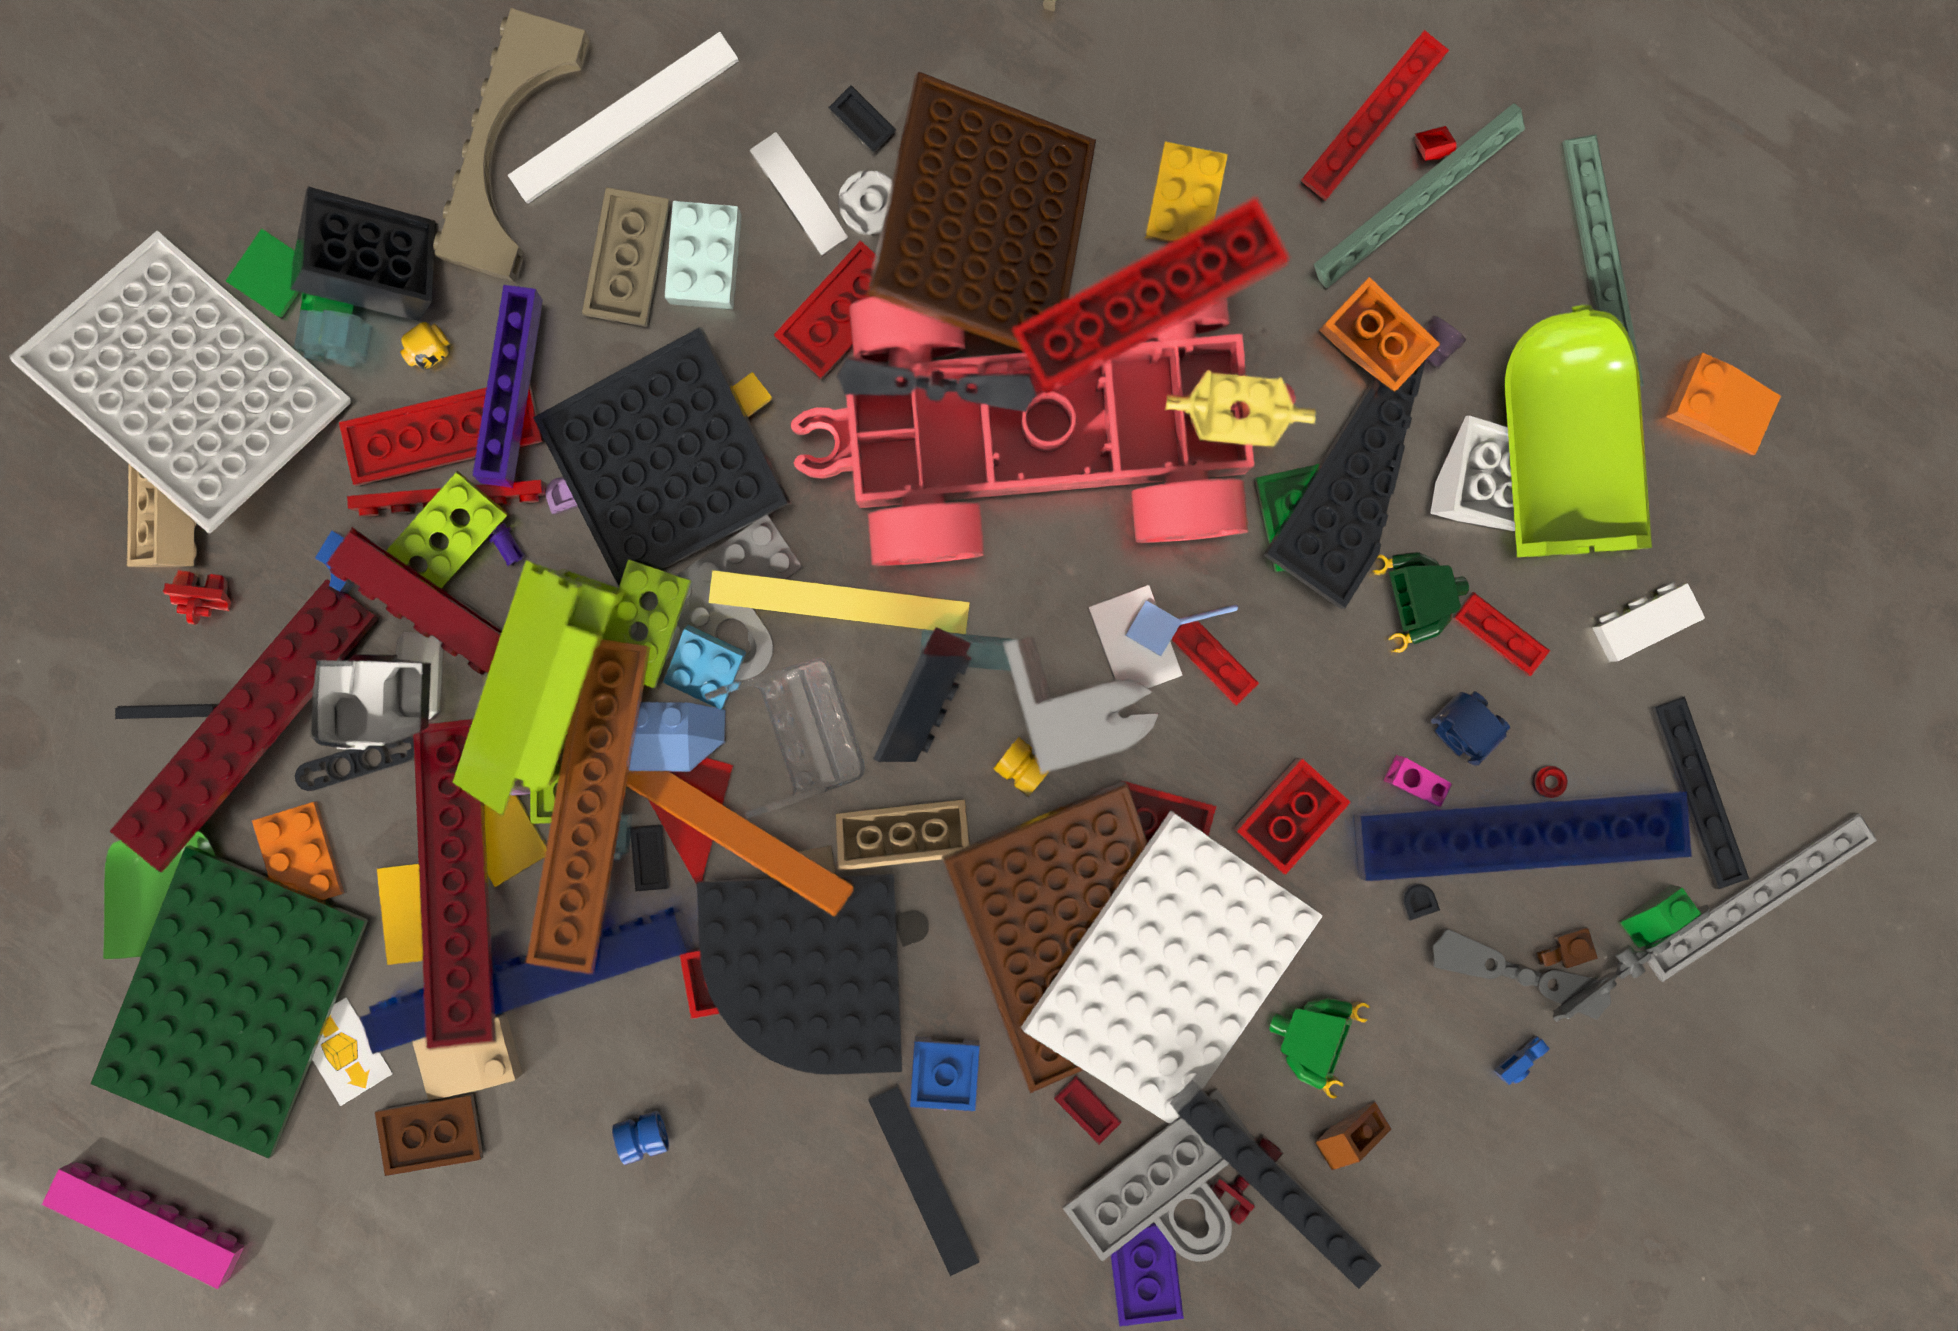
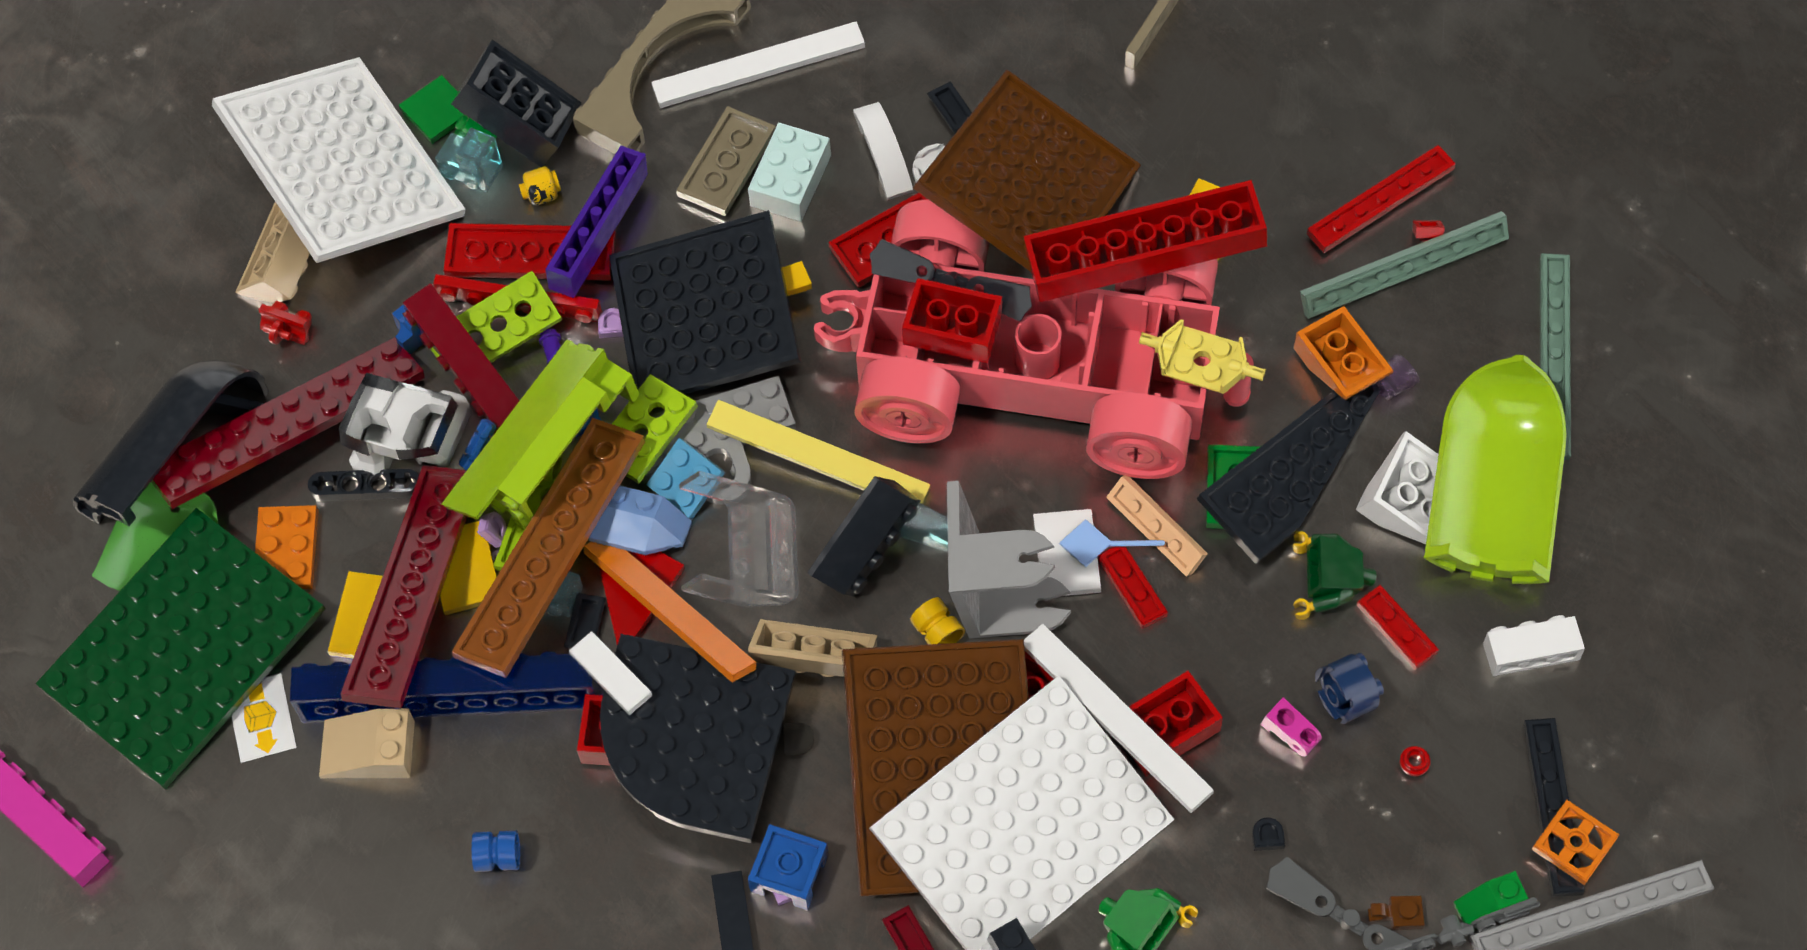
camera: 20 degrees right, 25 degrees down
(115, 780) = (157, 436): none -> black panel
(429, 1134) = (309, 802): reddish brown plate -> none
(465, 689) = (477, 442): none -> blue axle
(701, 936) = (610, 673): none -> white tile
(954, 439) = (952, 320): none -> red brick
(1224, 587) = (1157, 525): none -> light nougat plate
(1242, 835) = (1118, 719): none -> white tile
(1523, 835) = (1377, 793): clear blue brick -> none
(1723, 403) = (1640, 485): orange slope -> none
(1764, 819) = (1562, 860): none -> orange piece

